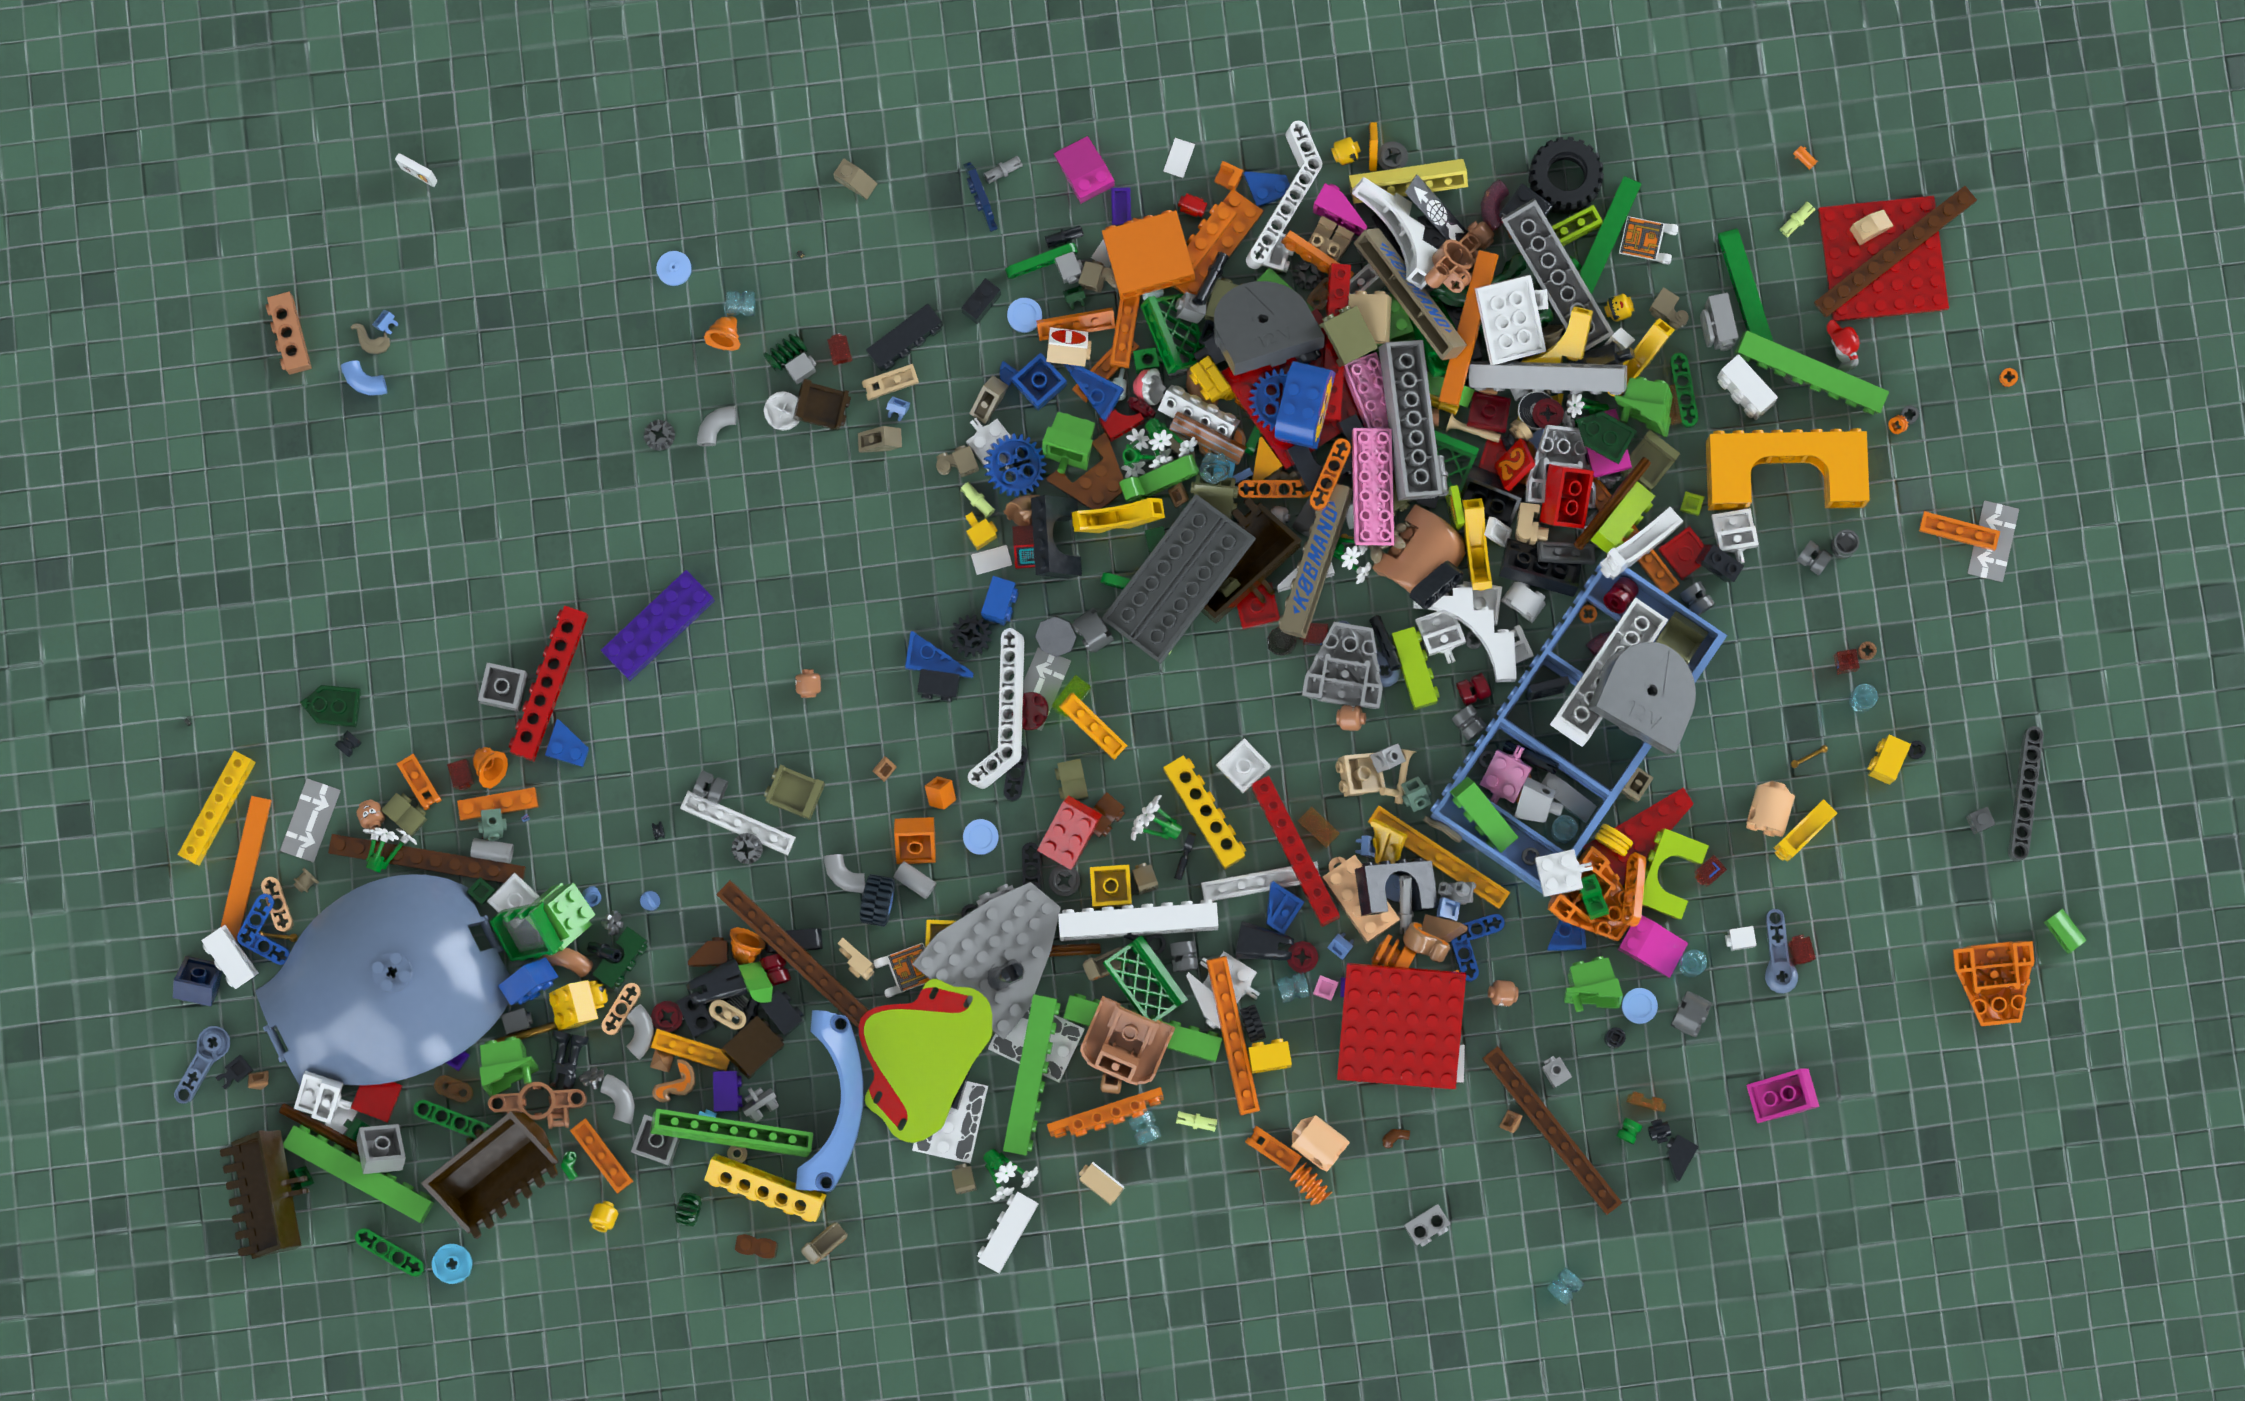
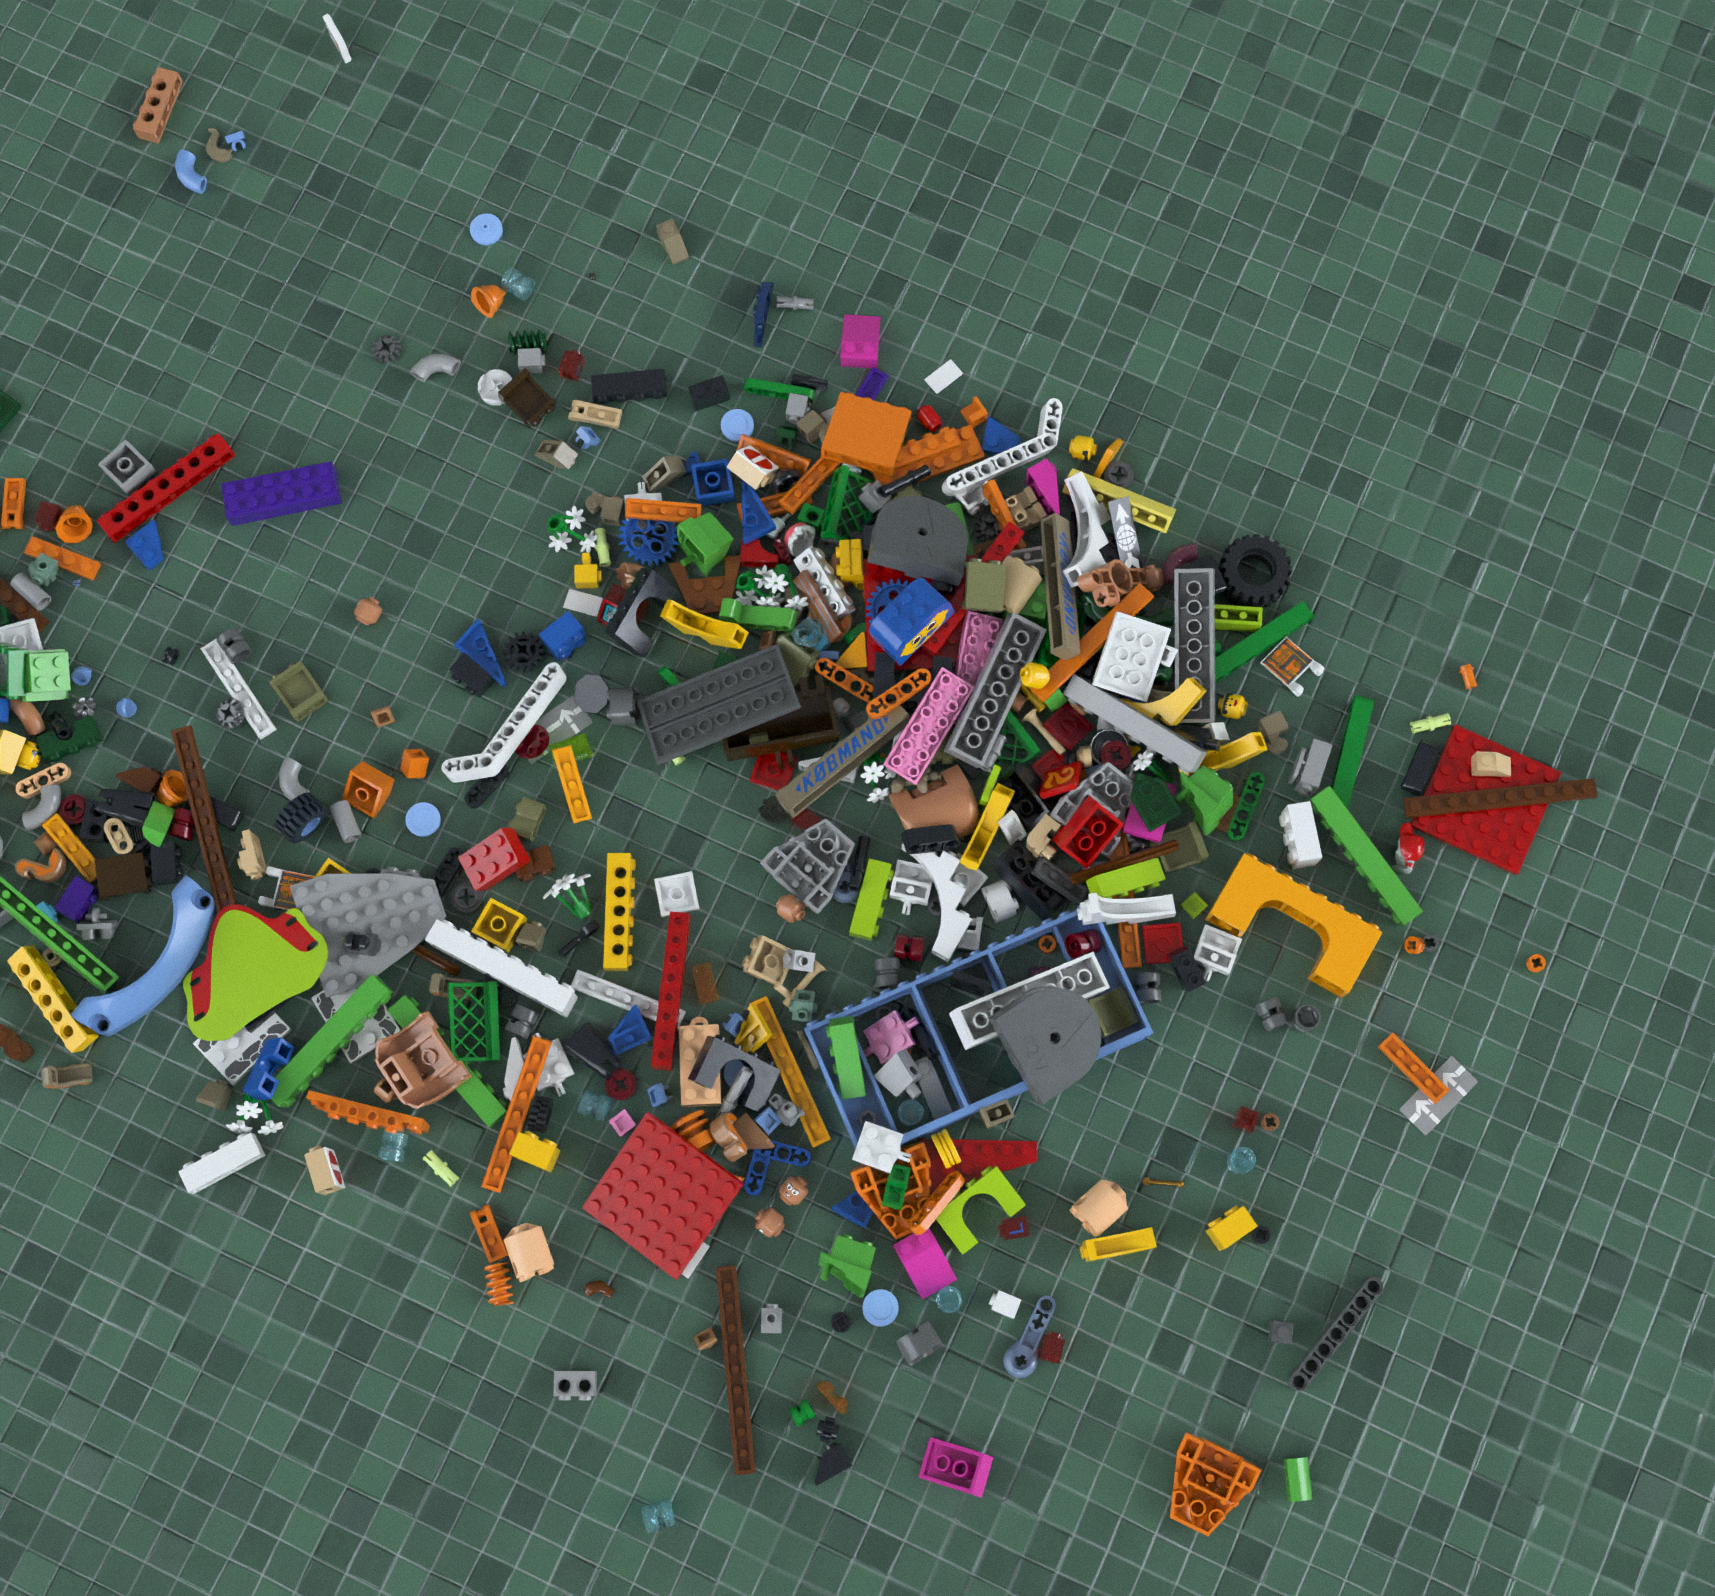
camera: 30 degrees right, 5 degrees down
(932, 504) = (558, 525): none -> white plant
(991, 1116) = (261, 1083): none -> blue arch
(1015, 435) = (661, 510): none -> orange plate
(1102, 340) = (785, 479): none -> black hat
(1439, 387) = (1034, 675): none -> yellow head
(1506, 954) = (793, 1190): none -> nougat head
(1811, 265) = (1419, 767): none -> black beam

